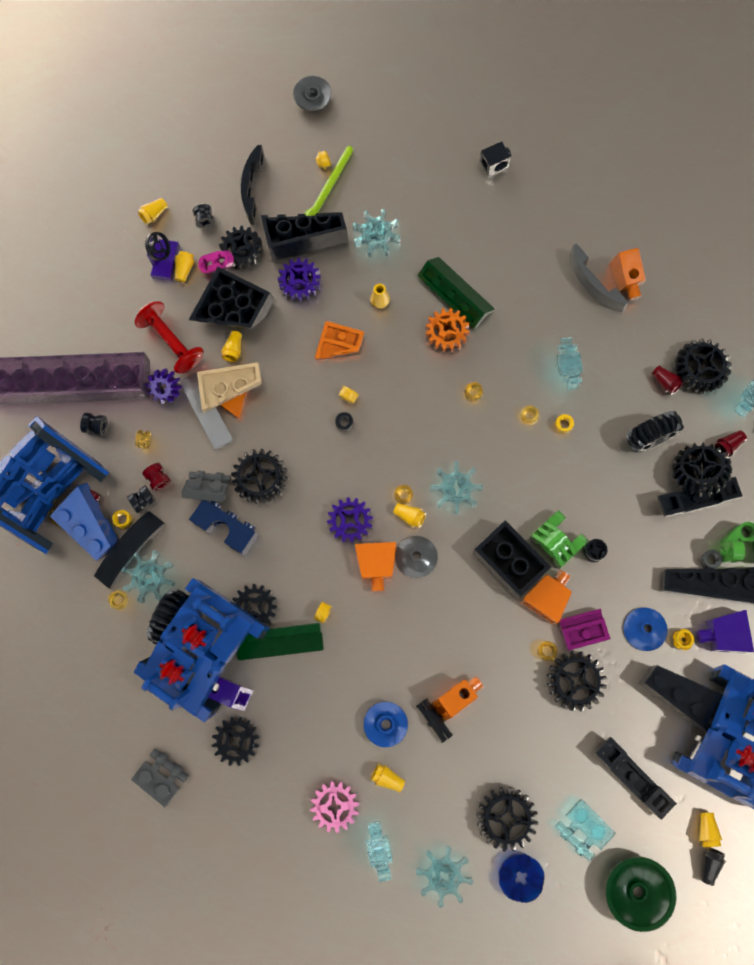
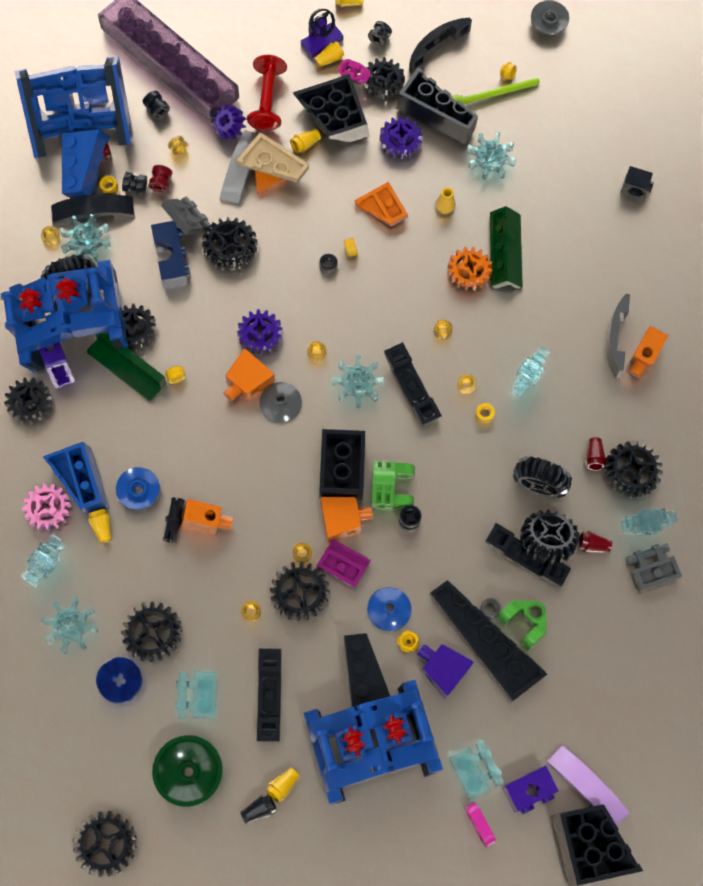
camera: 35 degrees right, 5 degrees down
(336, 760) = (79, 475): none -> blue wedge
(411, 515) = (306, 370): yellow cone -> none
(496, 454) = (411, 384): none -> black slope
(563, 727) = (251, 604): none -> clear yellow axle

